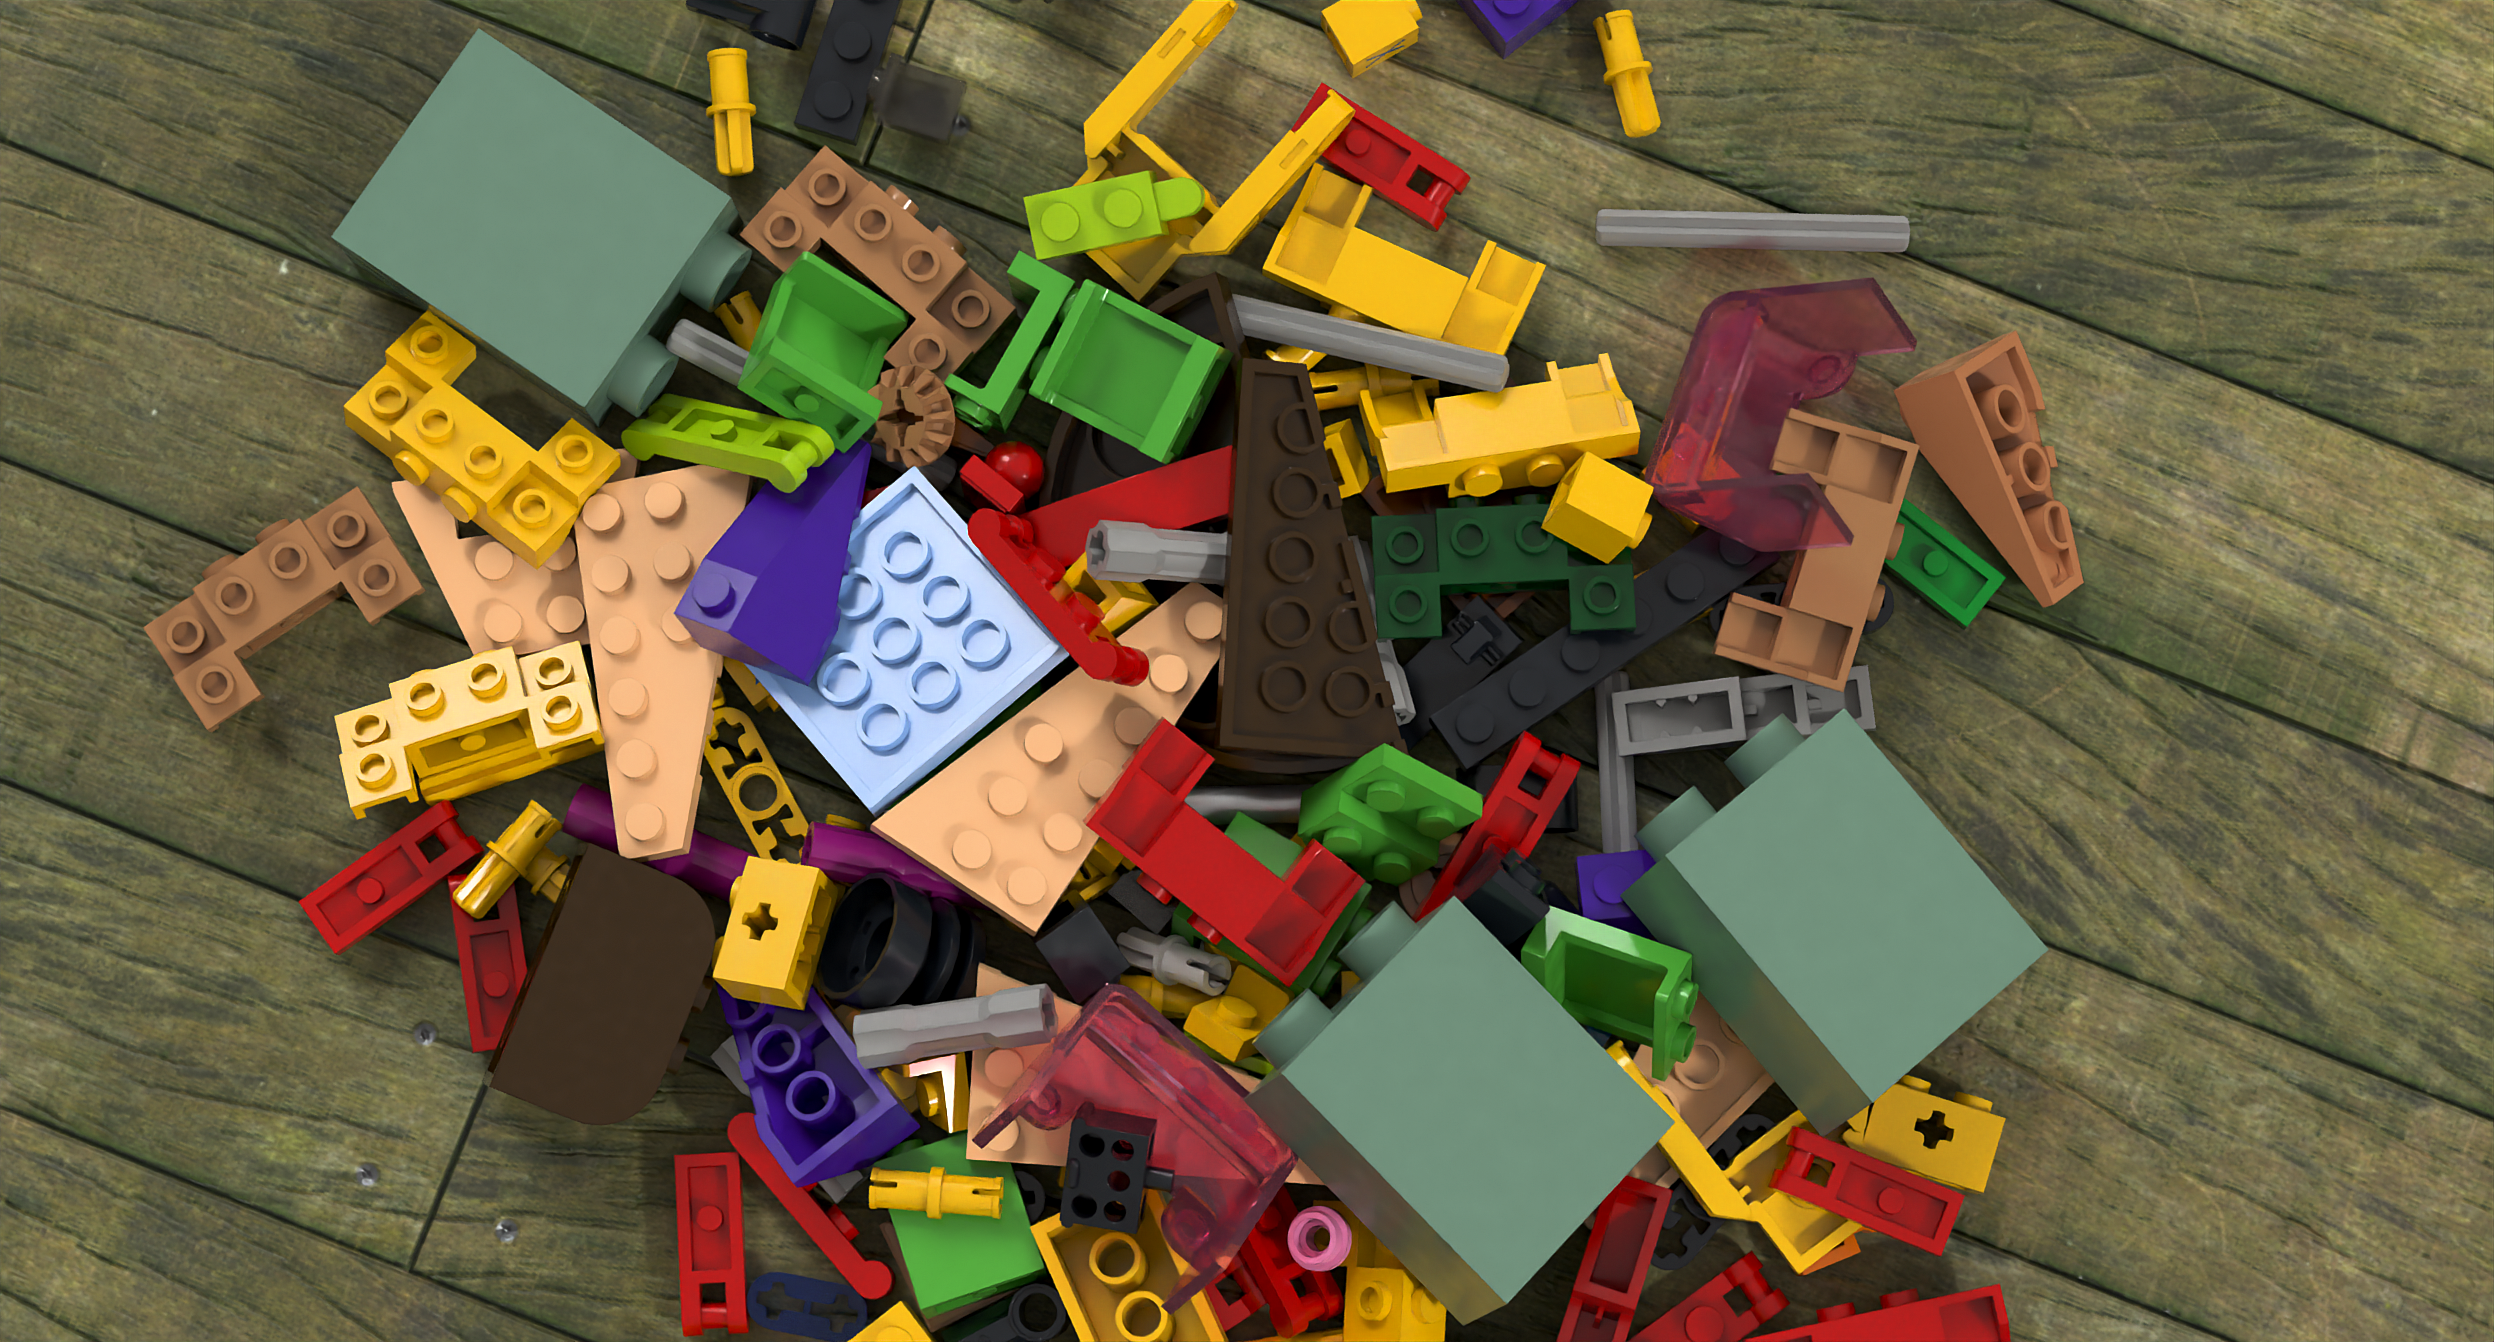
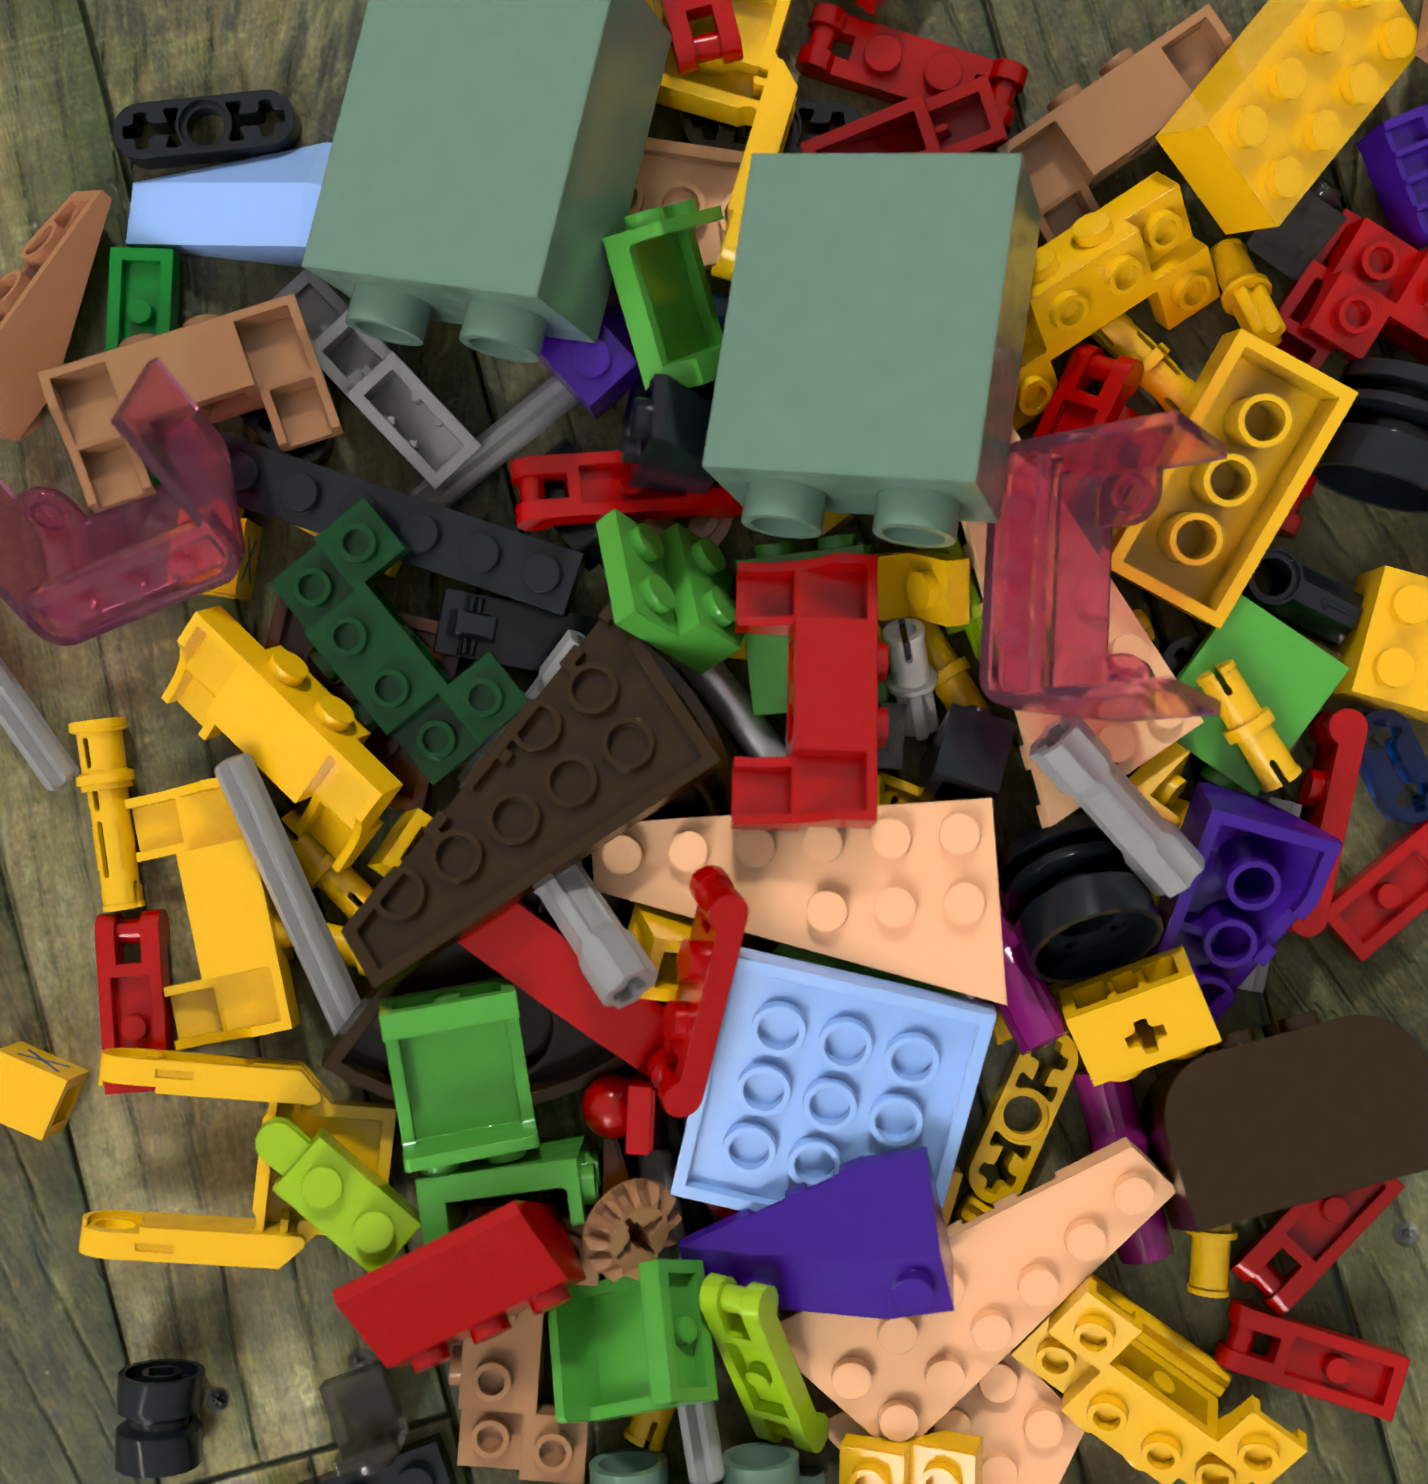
camera: 125 degrees left, 5 degrees up
(506, 860) = (1237, 1280): yellow axle -> none
(966, 260) = (463, 1285): none -> red slope
(1094, 1169) = (1137, 589): black piece -> none
(1302, 1234) = (1066, 394): bright pink plate -> none
(1571, 260) = (106, 781): none -> yellow pin
(1599, 508) = (284, 597): yellow brick -> none
(1964, 712) = (233, 210): none -> light blue wedge
(2062, 680) = (164, 151): none -> black beam

